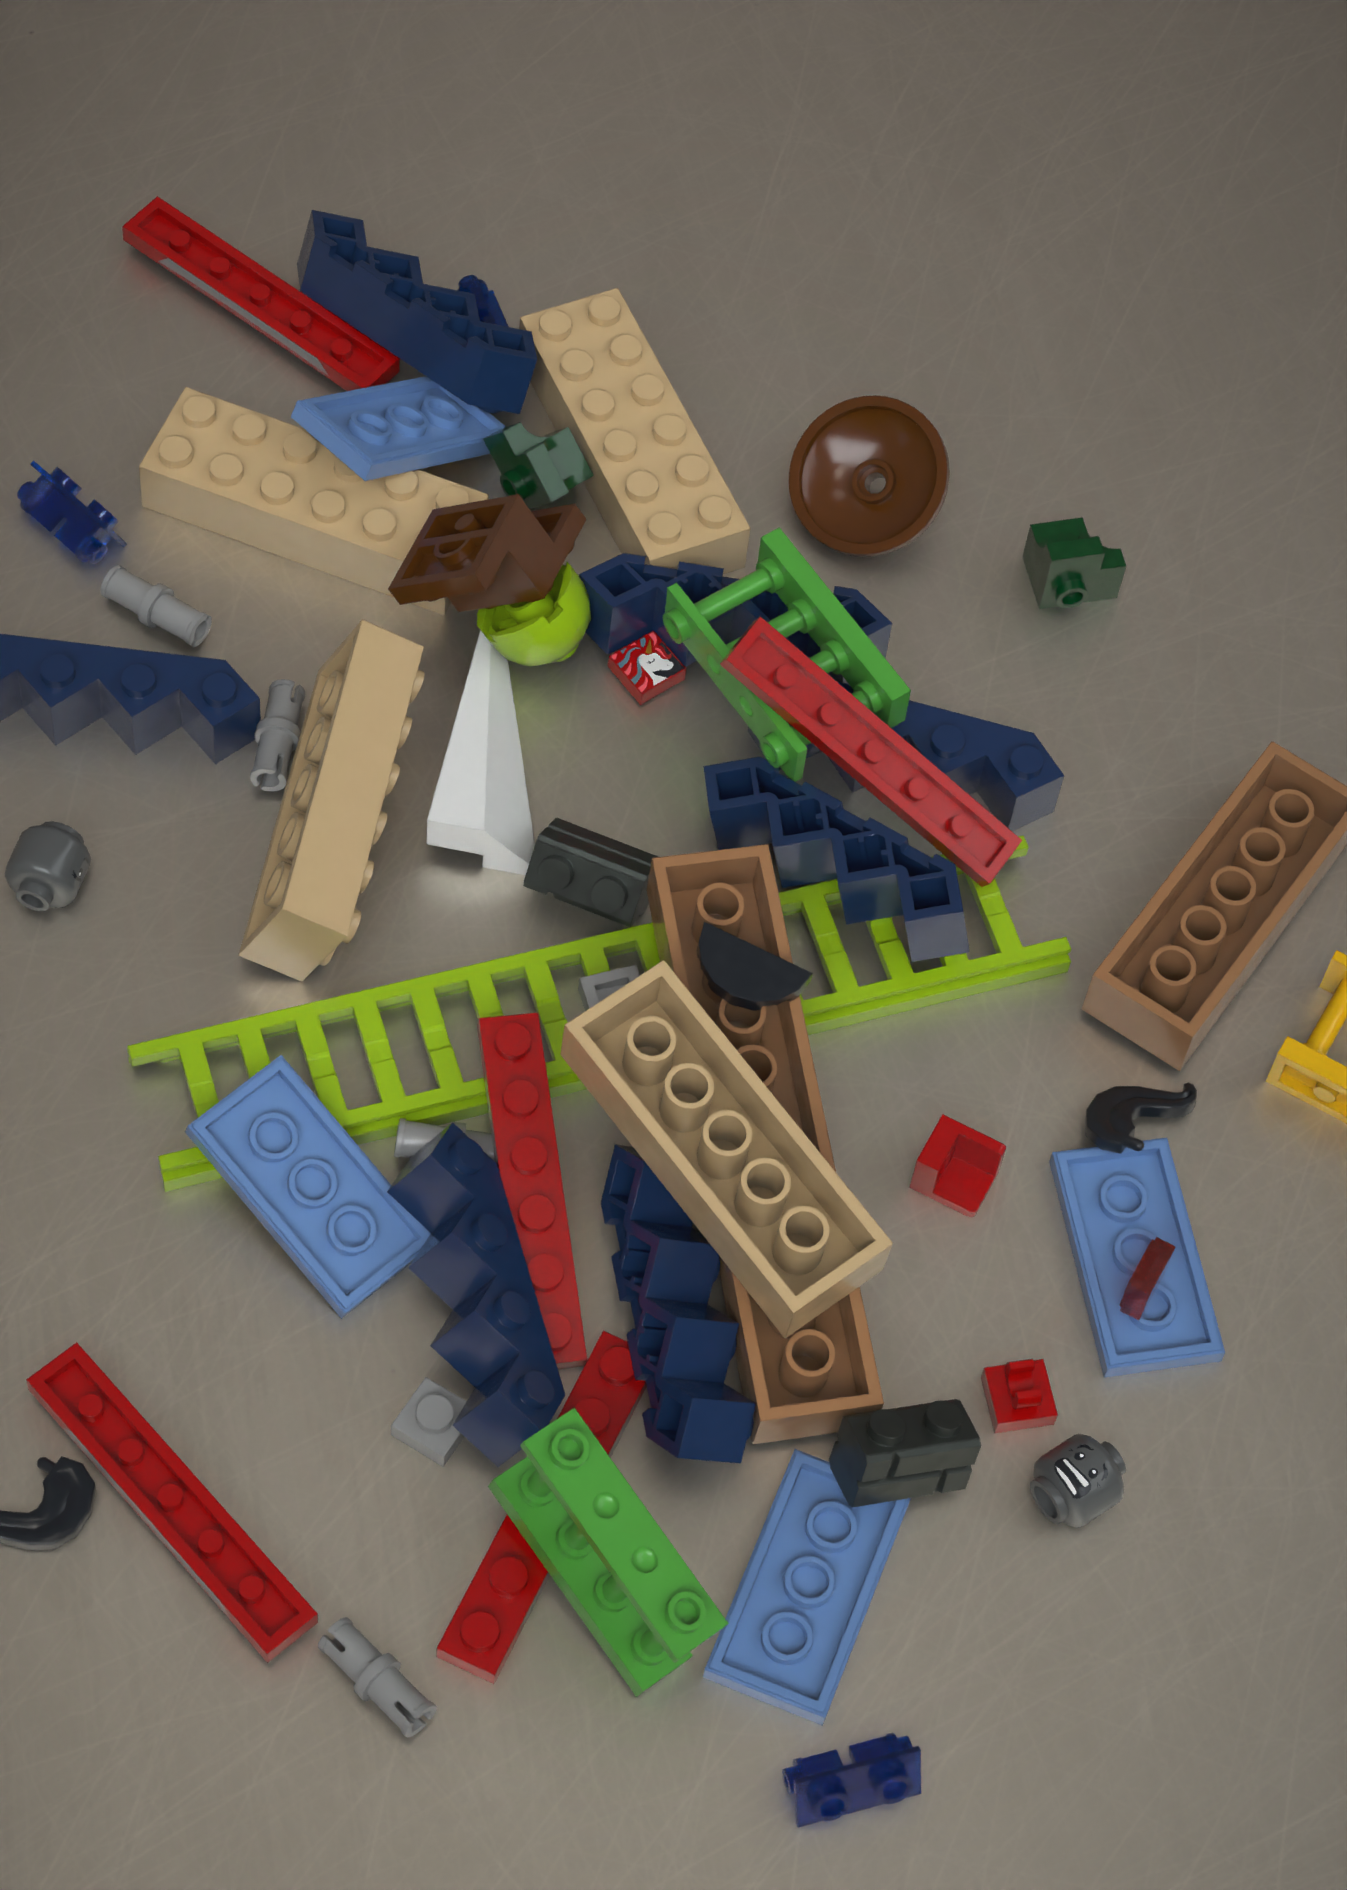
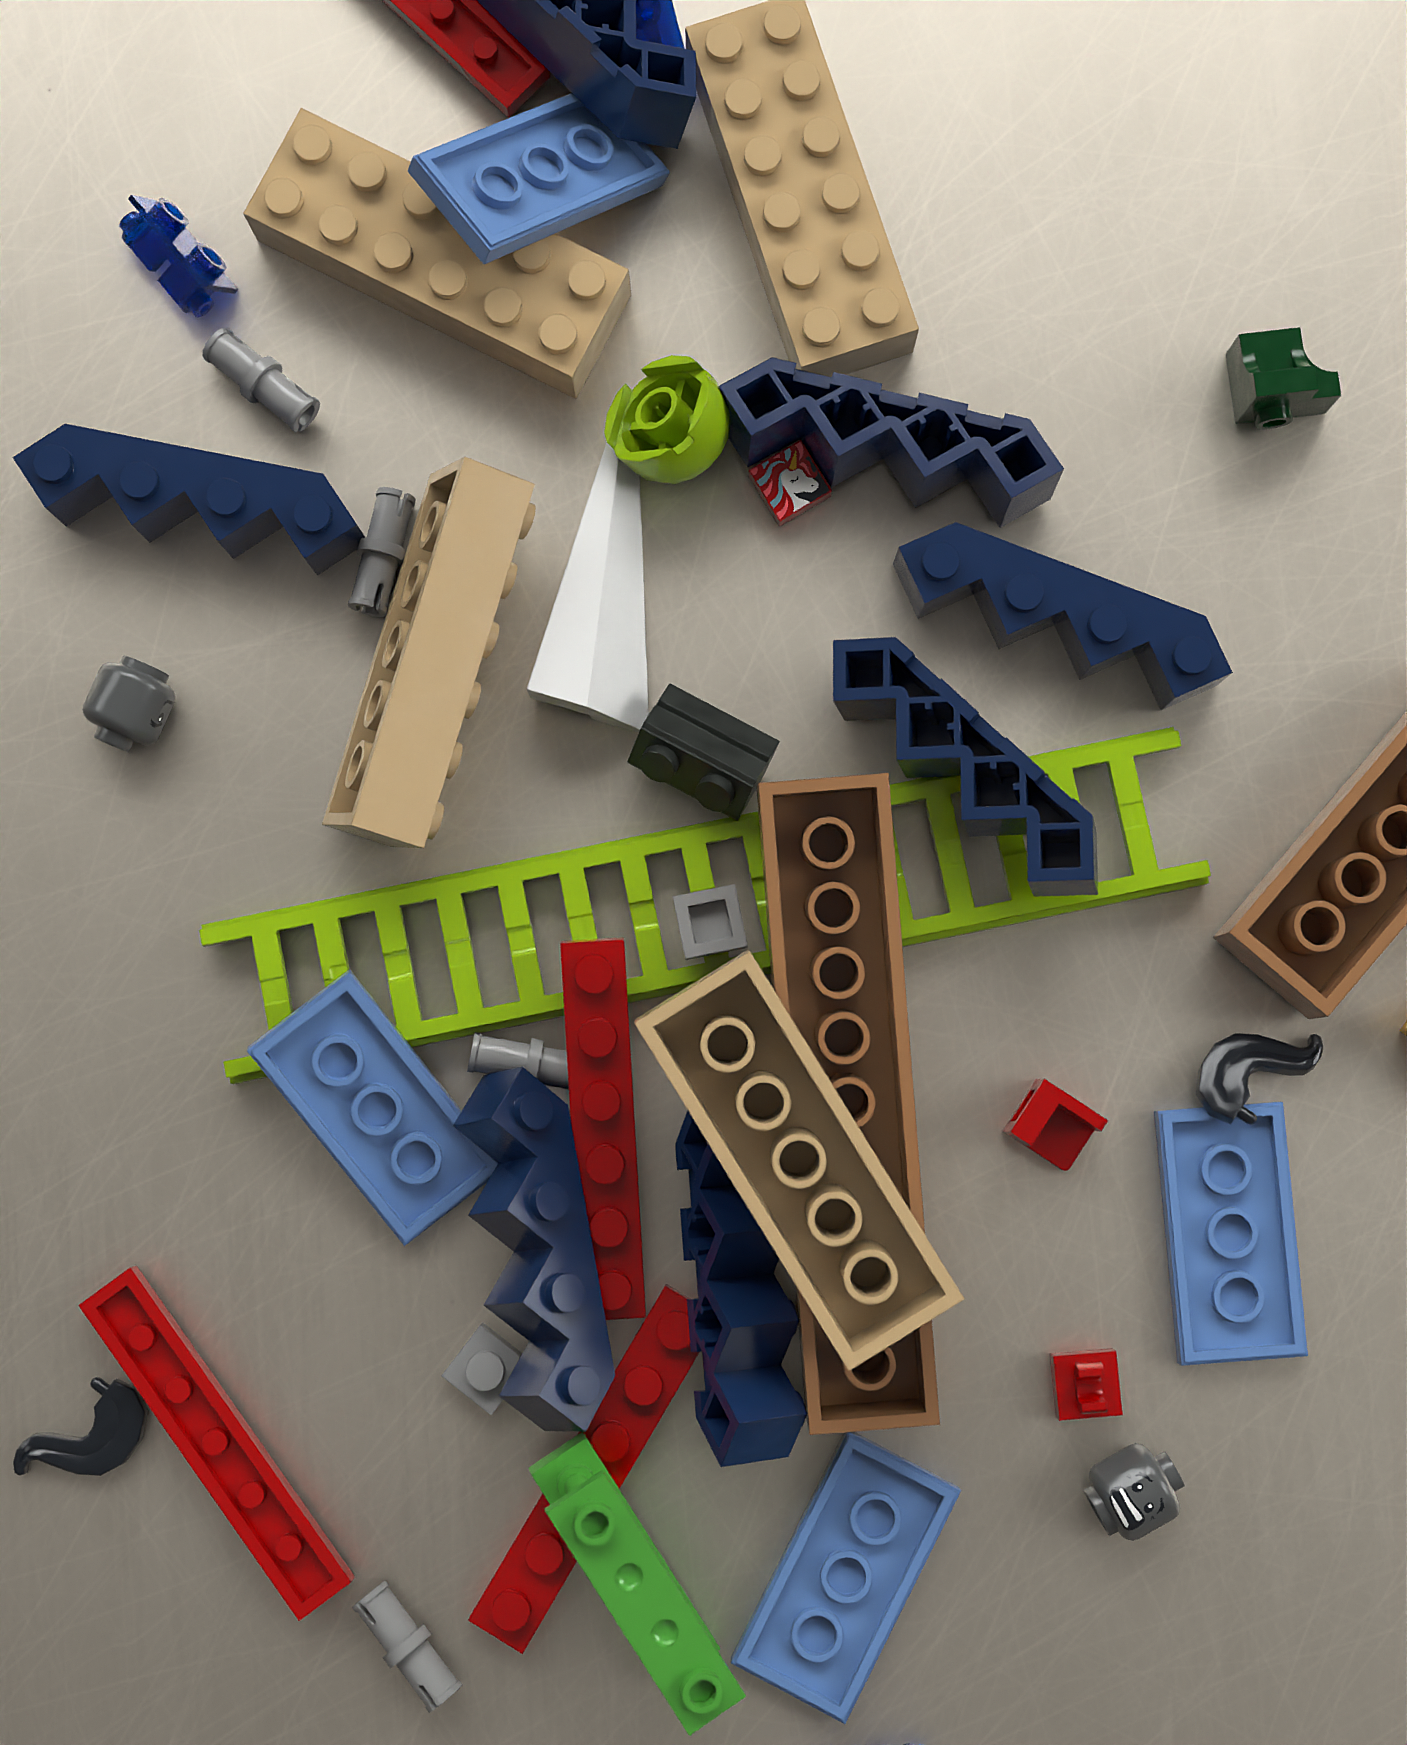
camera: 15 degrees right, 25 degrees up
(487, 554) = (614, 367): reddish brown bracket -> none
(535, 465) = (691, 225): dark green brick -> none
(747, 973) = (845, 934): black tile -> none
(811, 610) = (969, 463): bright green fence -> none
(850, 450) = (1023, 248): reddish brown dish -> none
(871, 752) = (1014, 651): red plate -> none
(904, 1452) = (957, 1463): pearl dark grey brick -> none
(1146, 1278) = (1237, 1284): clear red tile -> none

